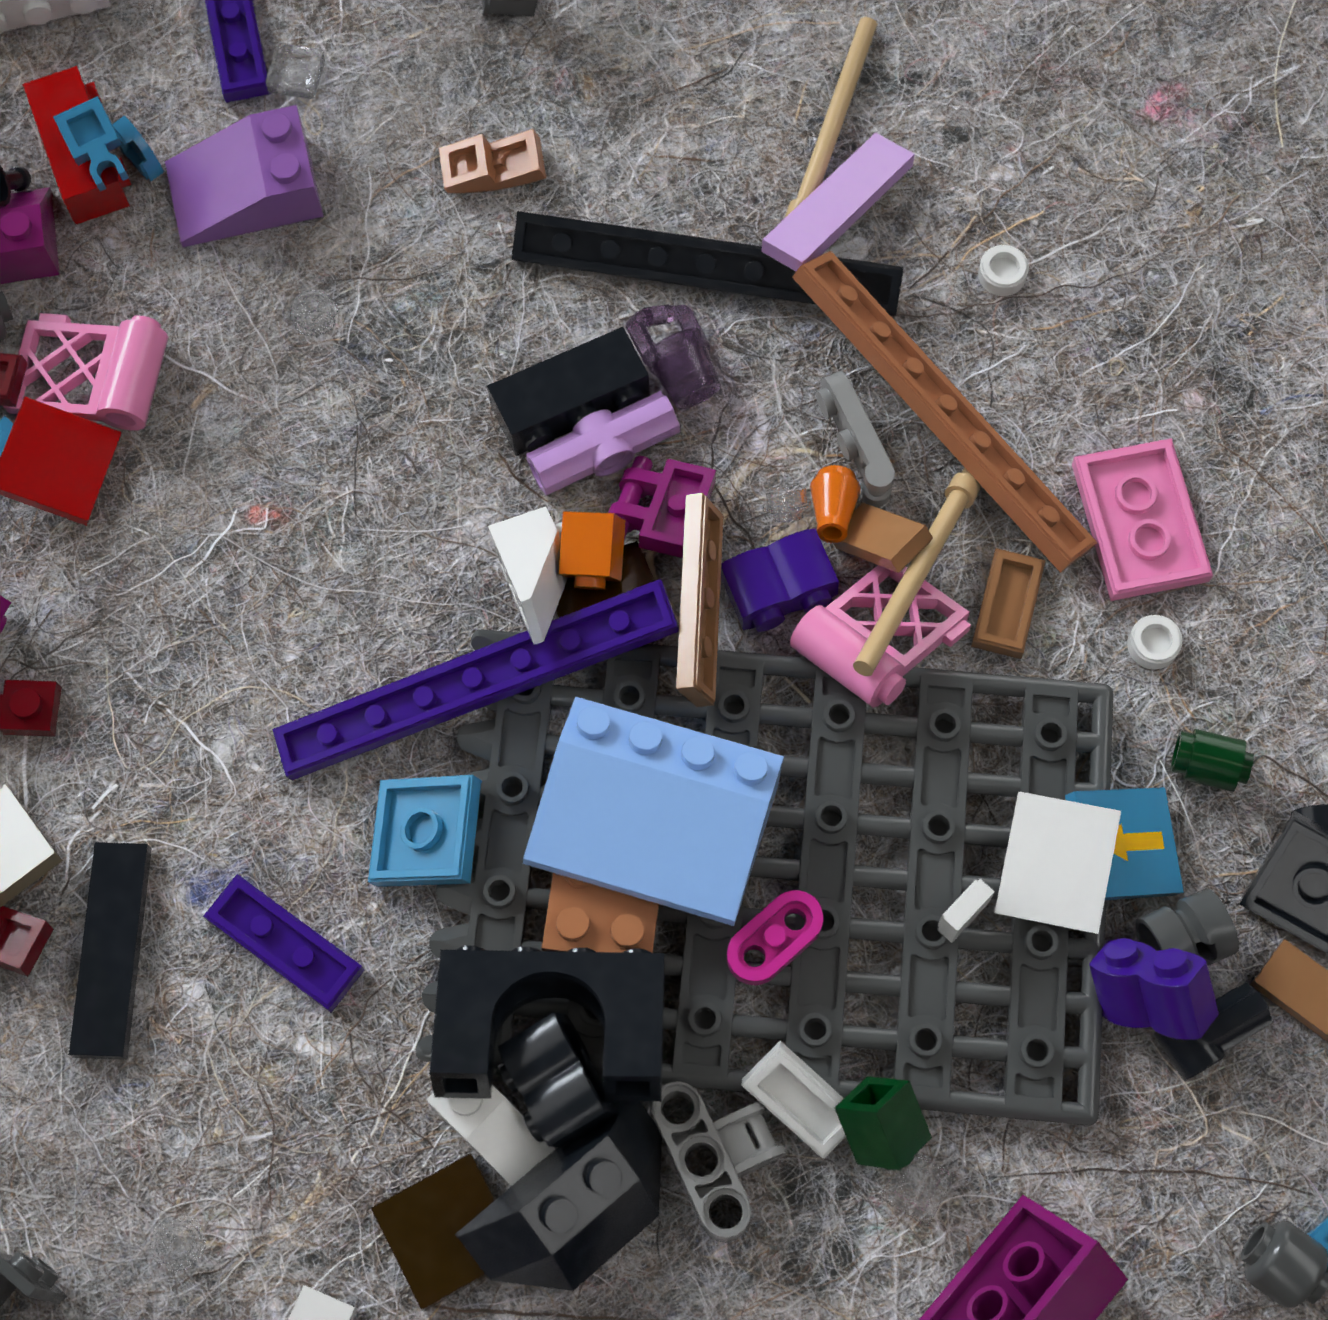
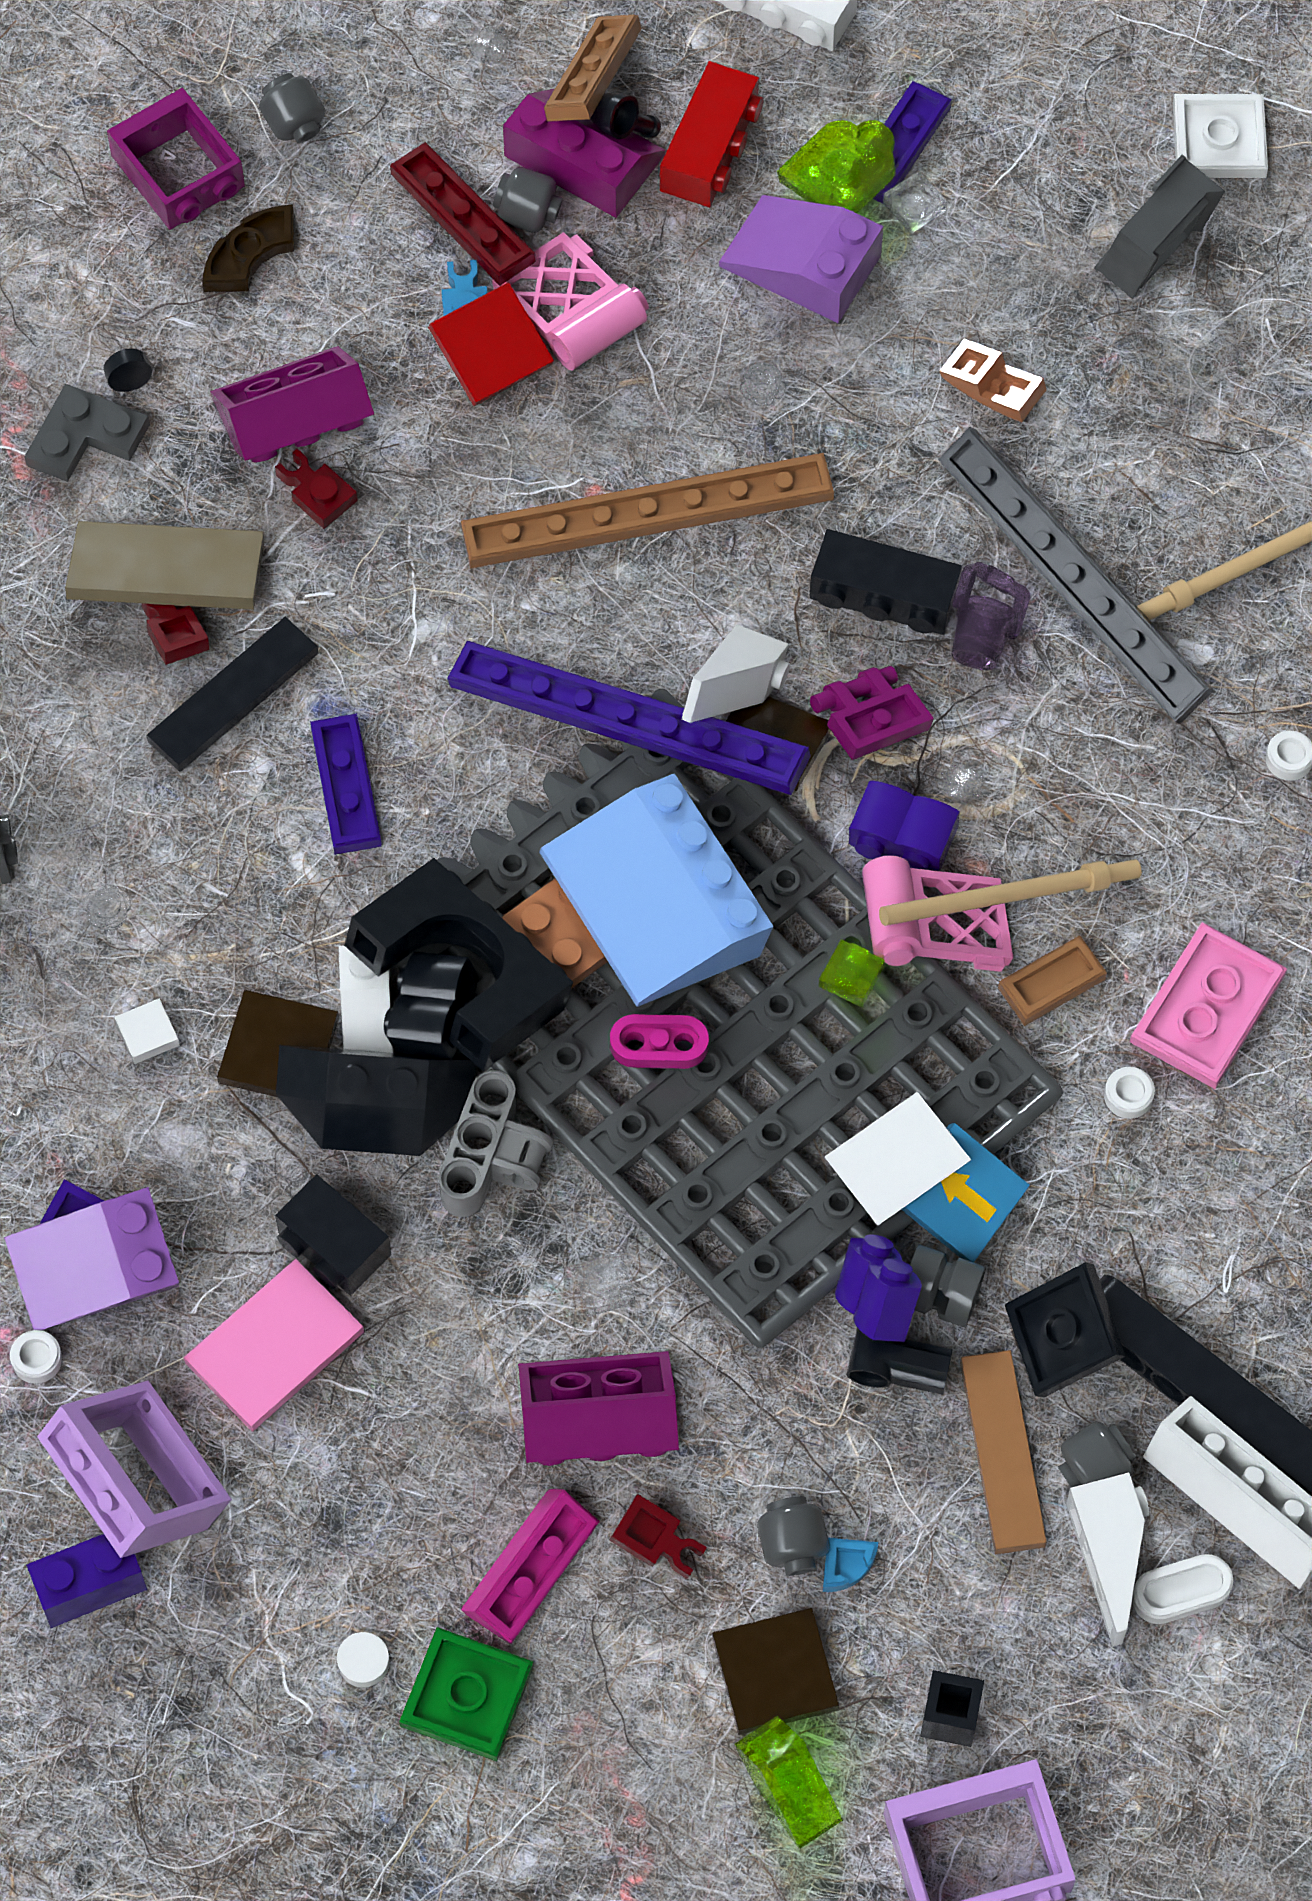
camera: 40 degrees right, 5 degrees down
(91, 137) = (716, 135): dark azure plate -> none
(137, 149) = (748, 170): dark azure tile -> none
(209, 85) = (842, 164): none -> clear neon green plate
(313, 497) = (647, 510): none -> medium nougat tile
(425, 831) = (502, 787): dark azure tile -> none
(591, 548) = (787, 694): orange brick -> none
(603, 443) = (874, 636): lavender piece -> none
(700, 601) = (826, 788): medium nougat tile -> none
(797, 1098) = (579, 1160): white tile -> none
(834, 500) = (995, 807): orange cone -> none
(838, 202) = (1210, 606): lavender tile -> none
(857, 437) = (1055, 781): light grey plate -> none
(866, 737) = (851, 972): none -> clear neon green tile
(883, 1123) = (614, 1216): dark green brick -> none
(884, 537) = (1000, 856): medium nougat tile -> none
(945, 411) = (1135, 810): nougat tile -> none
(965, 909) = (801, 1131): white tile -> none
(1212, 759) = (1082, 1195): dark green brick -> none

